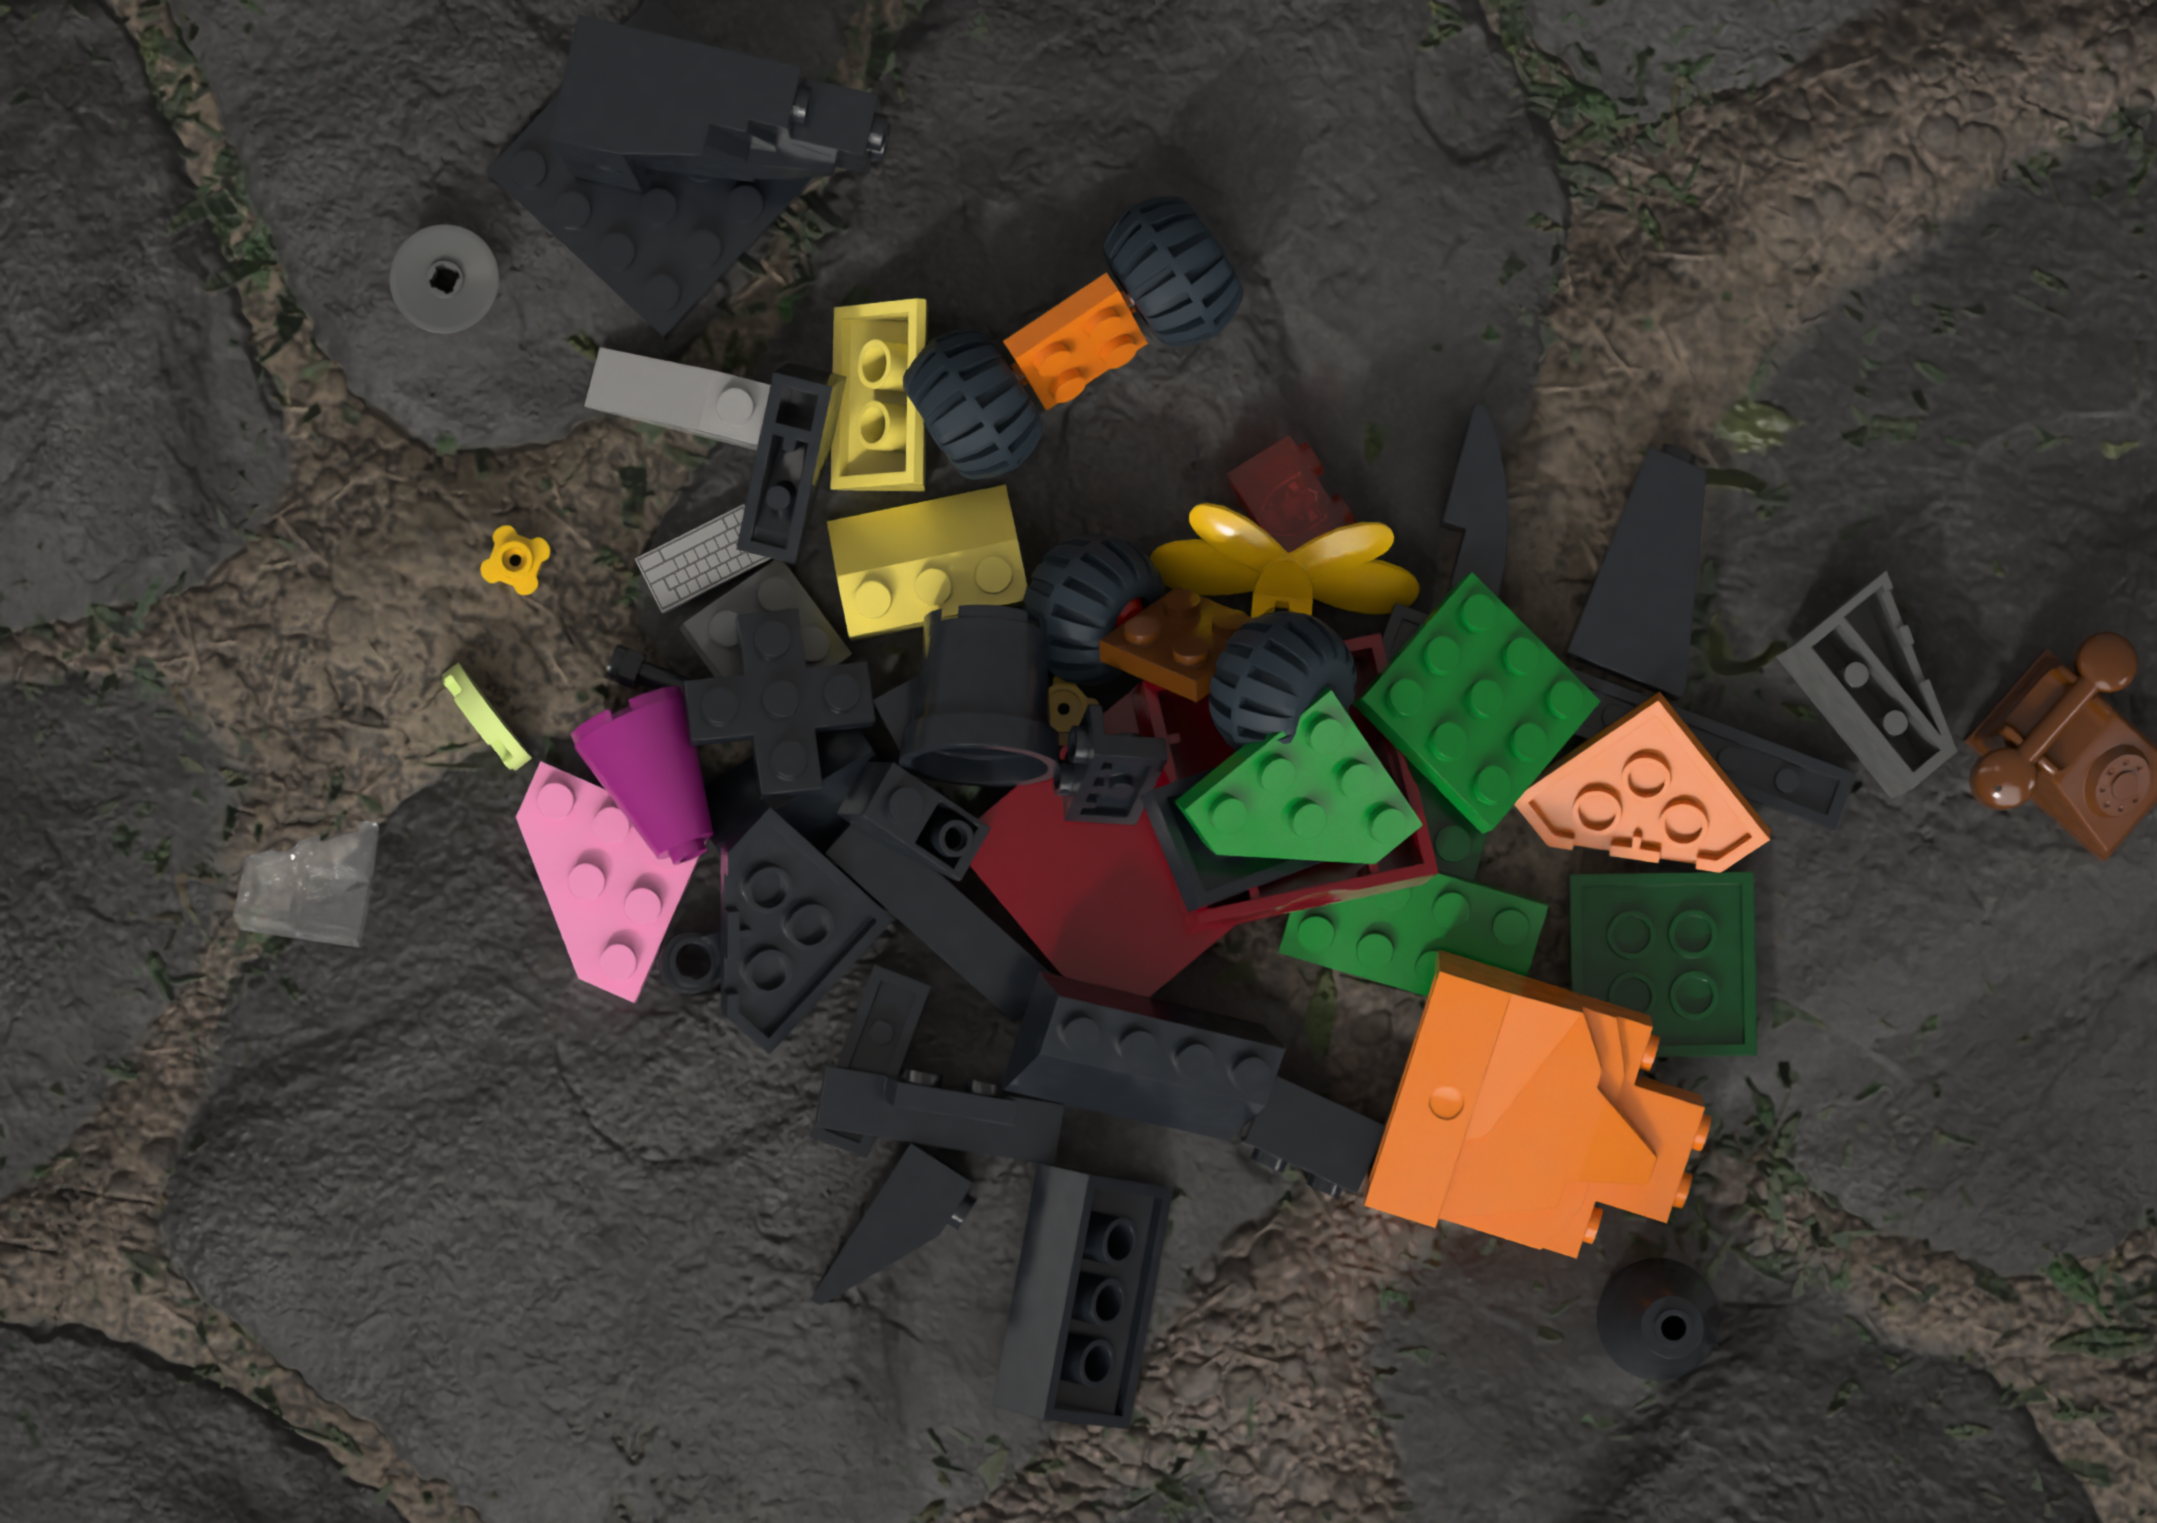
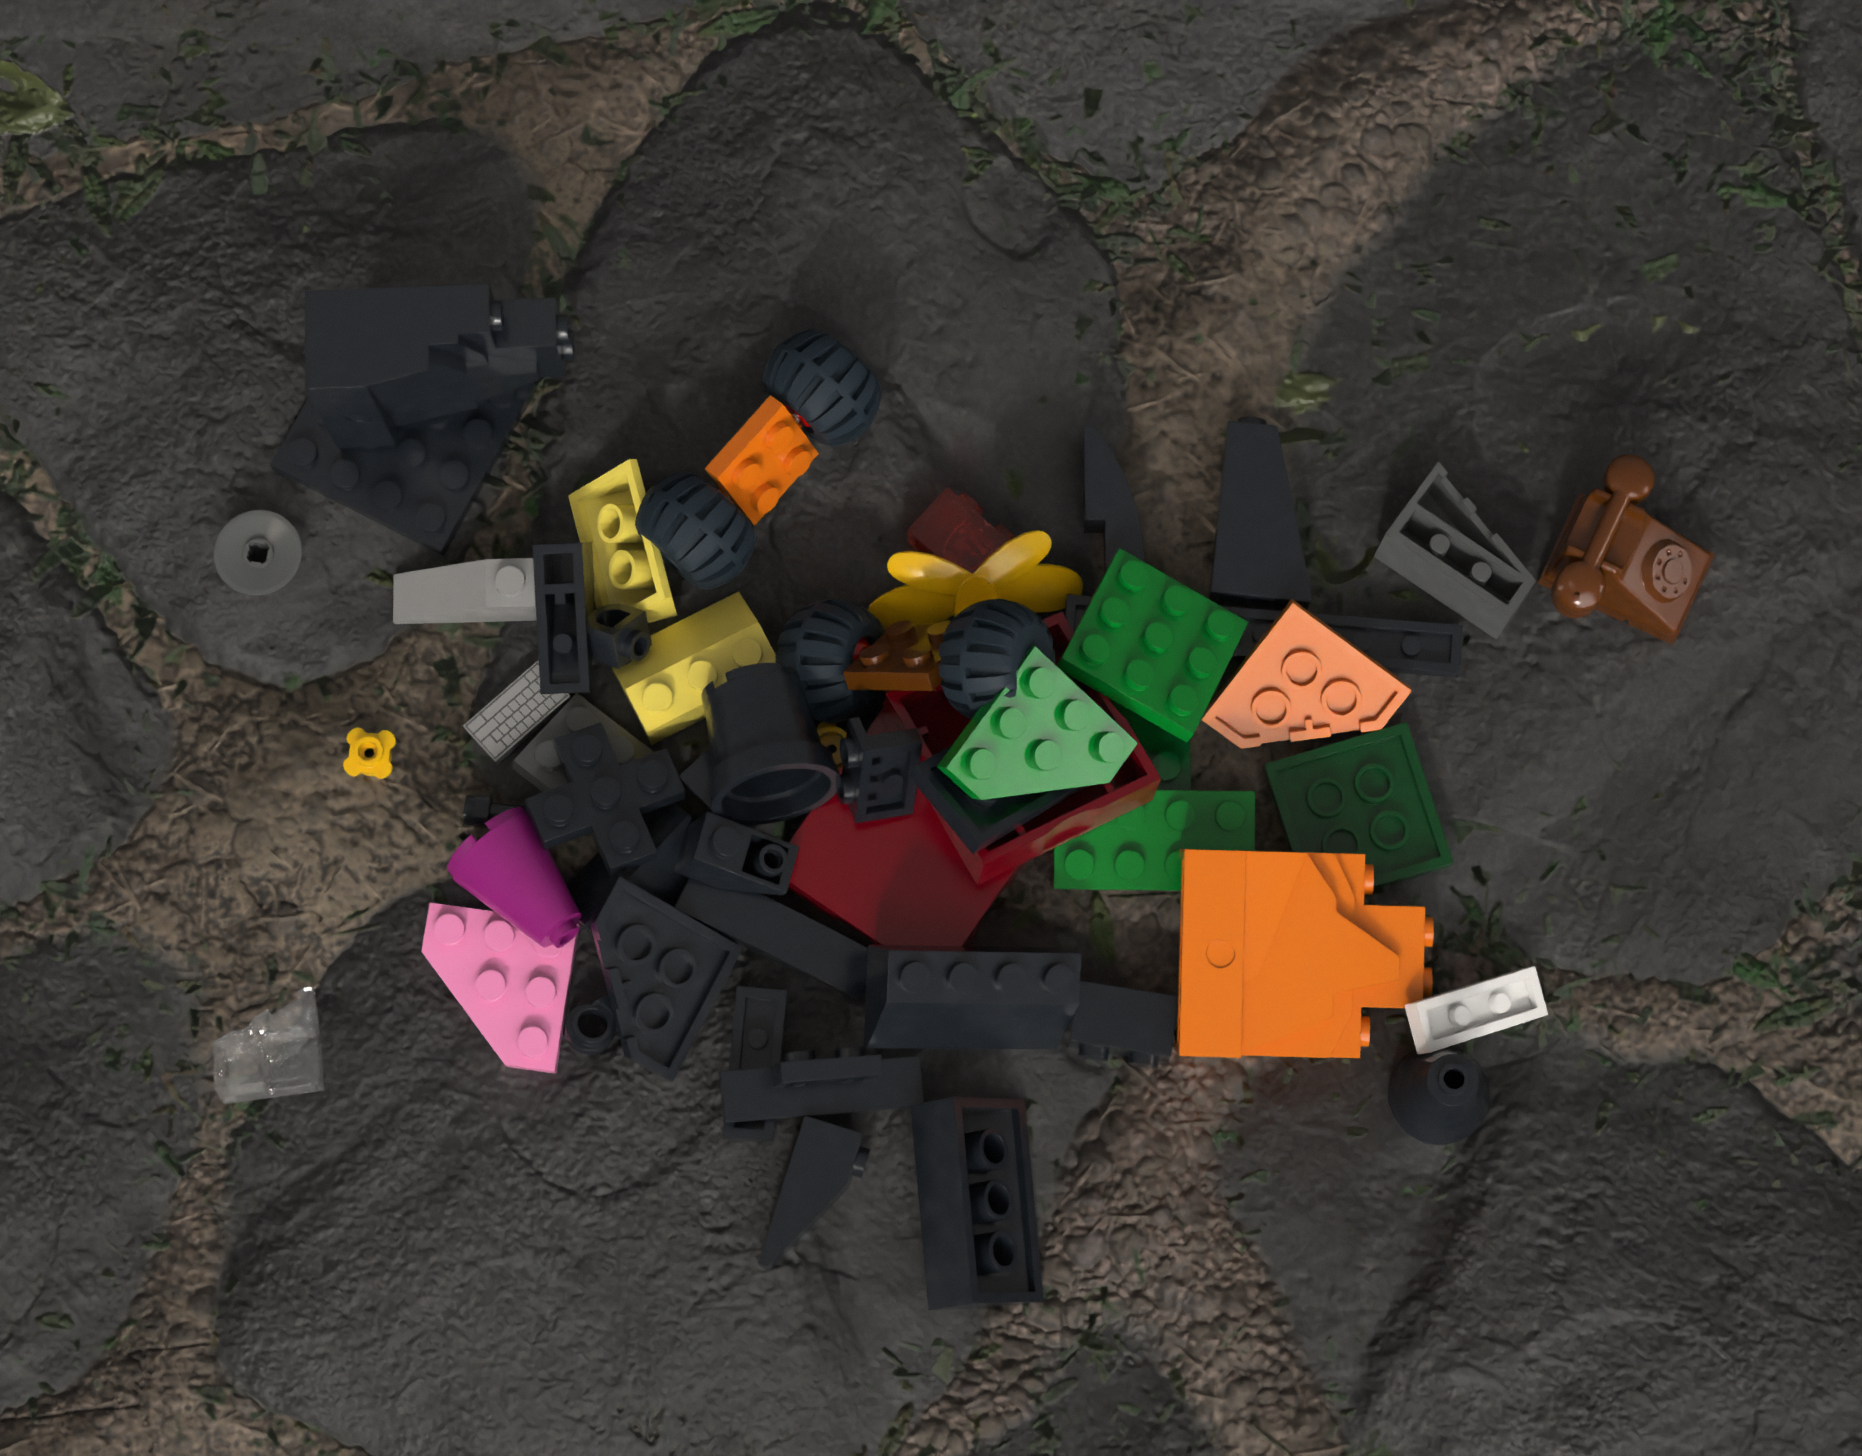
camera: 15 degrees left, 10 degrees down
(485, 717) = (378, 881): yellowish green tile -> none
(847, 505) = (618, 634): none -> black plate
(1729, 1240) = (1476, 1010): none -> white plate

